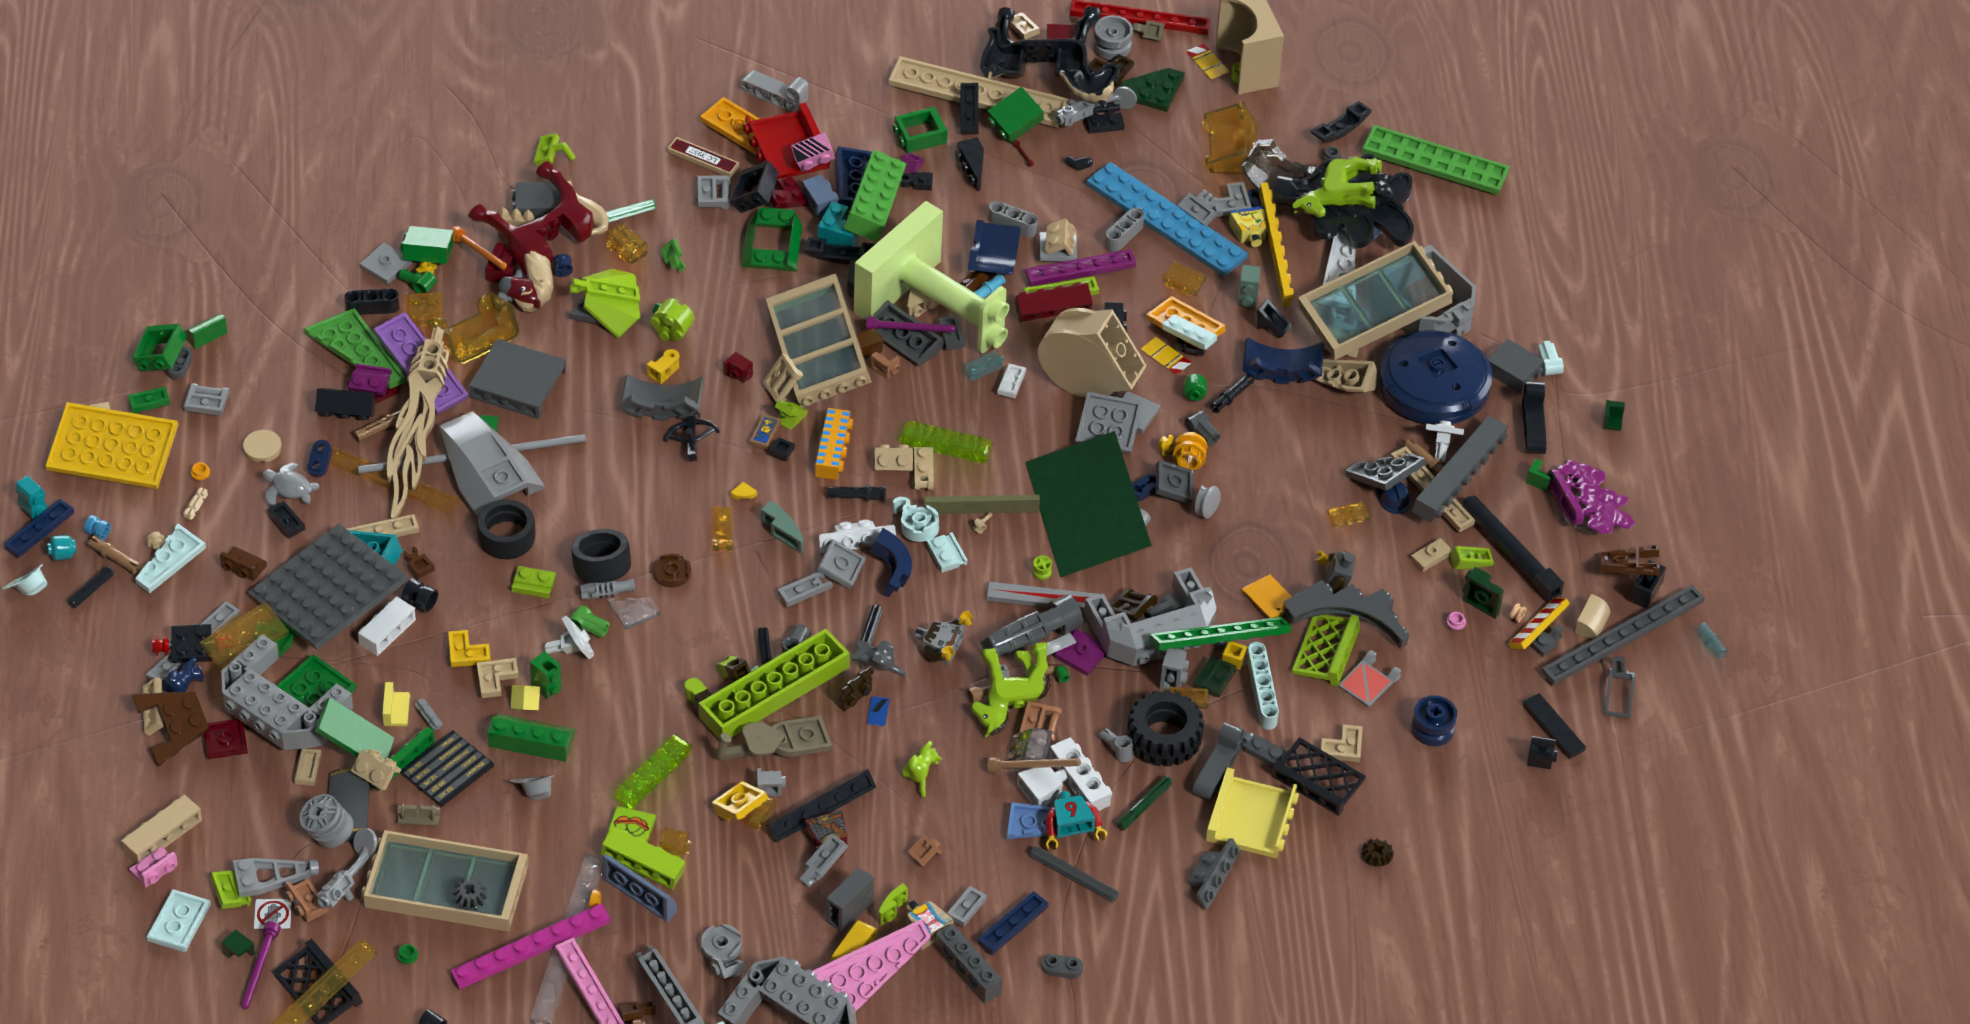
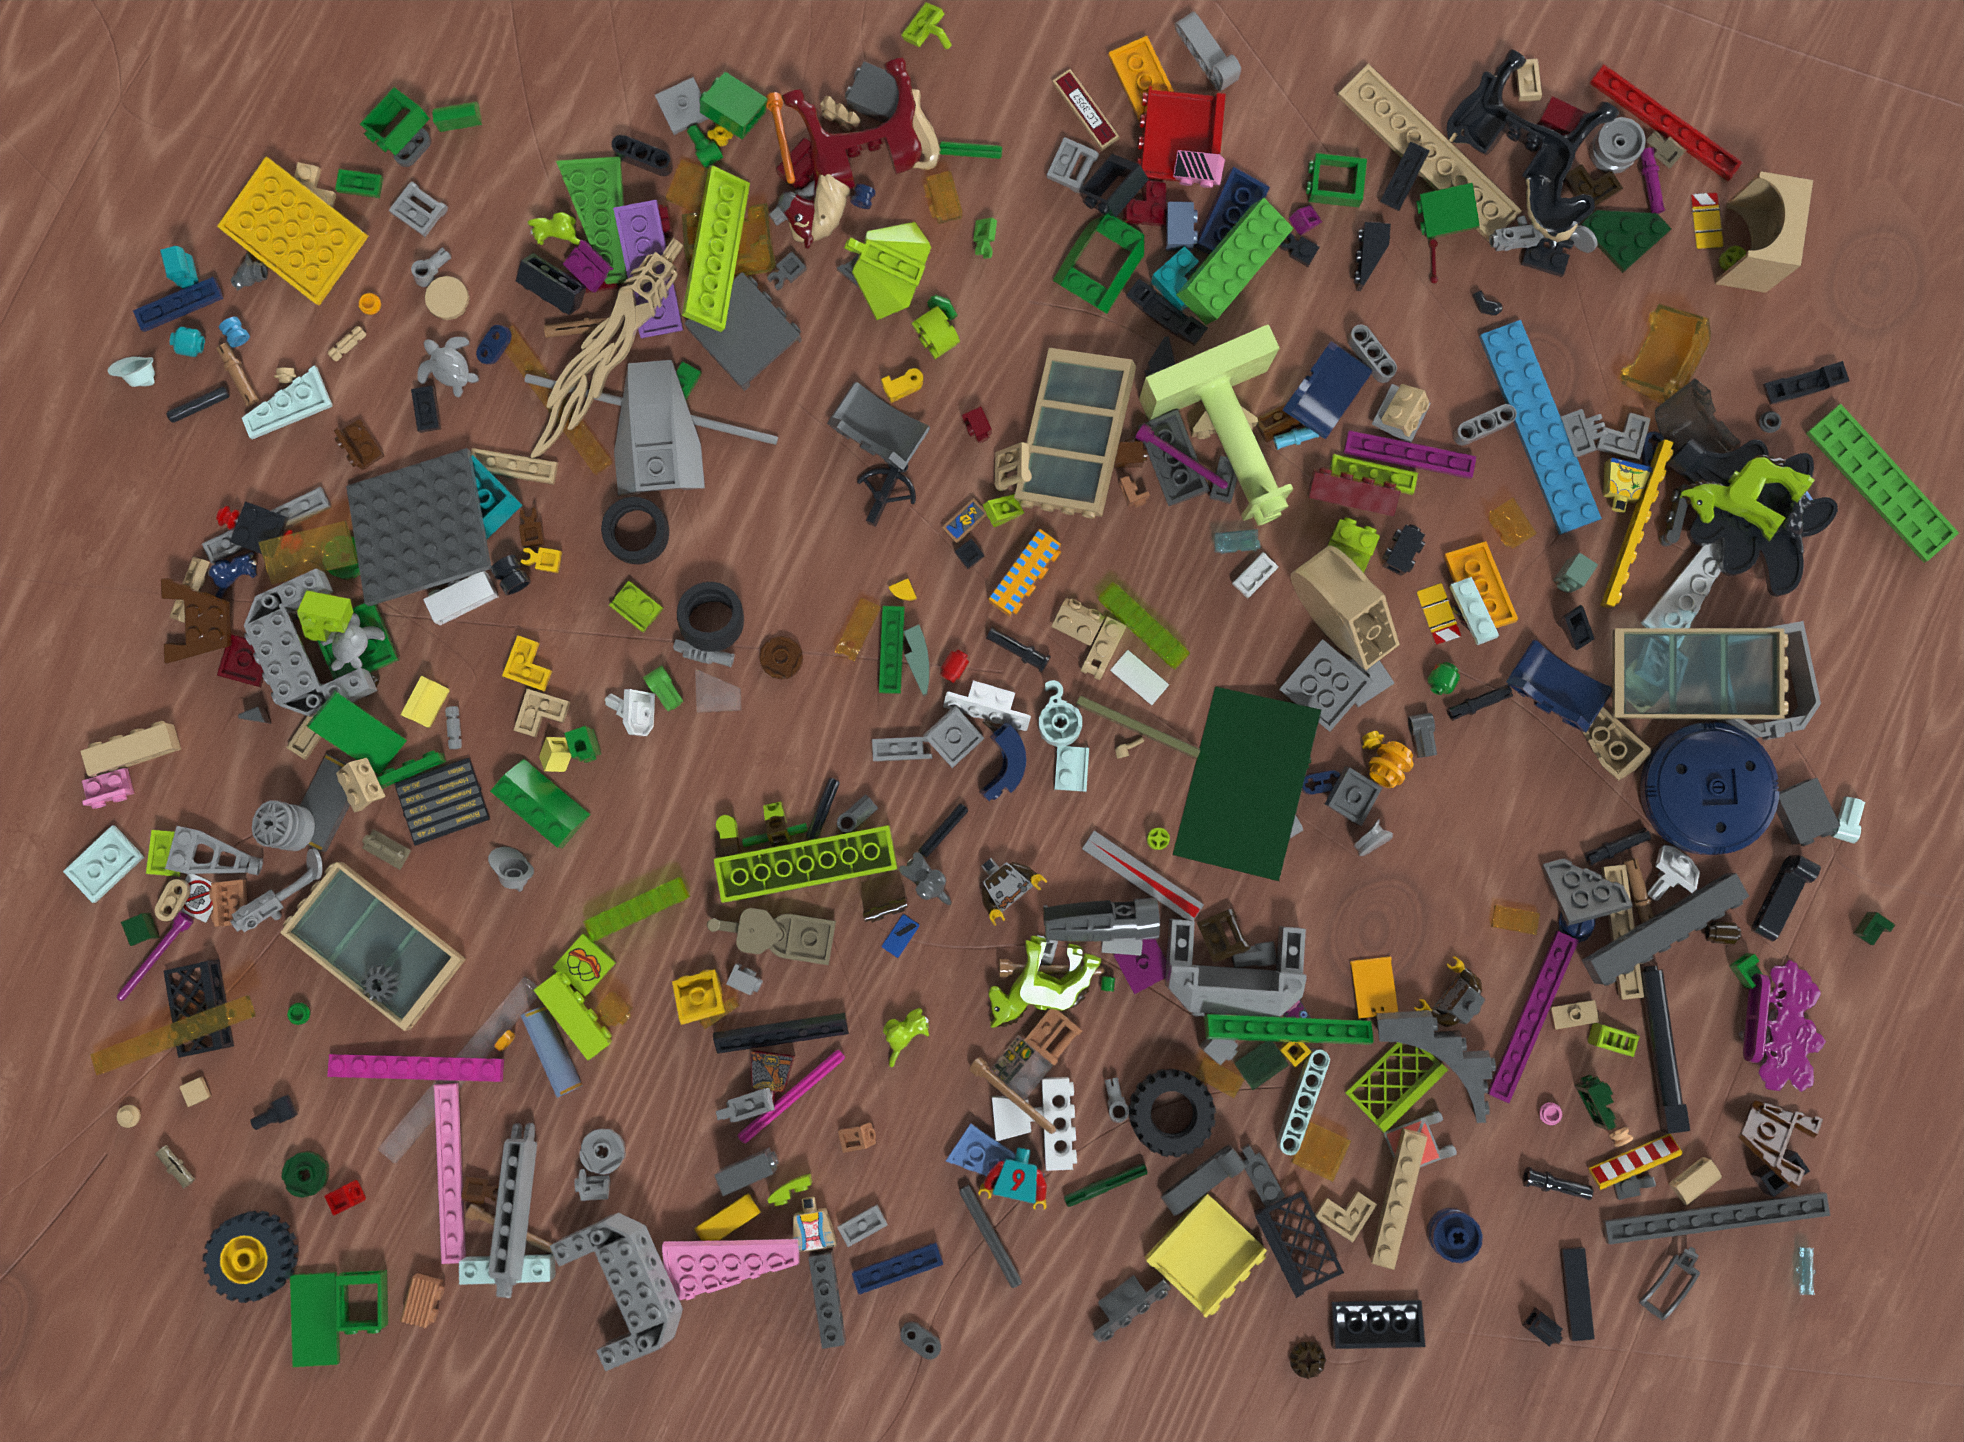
camera: 30 degrees right, 35 degrees up
(89, 487) = (249, 273): none -> dark grey animal
(236, 431) = (430, 266): none -> light grey pin
(254, 919) = (172, 898): none -> tan plate
(257, 767) = (256, 714): none -> dark grey slope
(283, 658) = (323, 614): none -> lime brick
(314, 678) = (352, 643): none -> light grey animal
(331, 367) = (560, 226): none -> lime animal
(441, 577) = (545, 559): none -> yellow plate
(470, 325) = (716, 249): none -> lime plate
(530, 329) = (789, 268): none -> dark grey plate
(757, 530) = (891, 650): none -> green plate
(813, 520) = (954, 665): none -> red brick
(855, 845) = (791, 1096): none -> dark pink axle
(963, 478) = (1139, 677): none -> white sticker
(1147, 46) = (1650, 172): none -> magenta pin
(1297, 713) = (1321, 1151): none -> clear yellow plate
(1300, 232) = (1674, 518): none -> dark grey plate
(1375, 714) = (1398, 1198): none -> tan brick
(1388, 444) = (1612, 848): none -> black pin
(1401, 566) = (1532, 1017): none -> magenta plate
(1416, 807) = (1377, 1324): none -> black slope
(1482, 663) = (1548, 1182): none -> black pin
(1505, 460) = (1722, 932): none -> dark brown brick

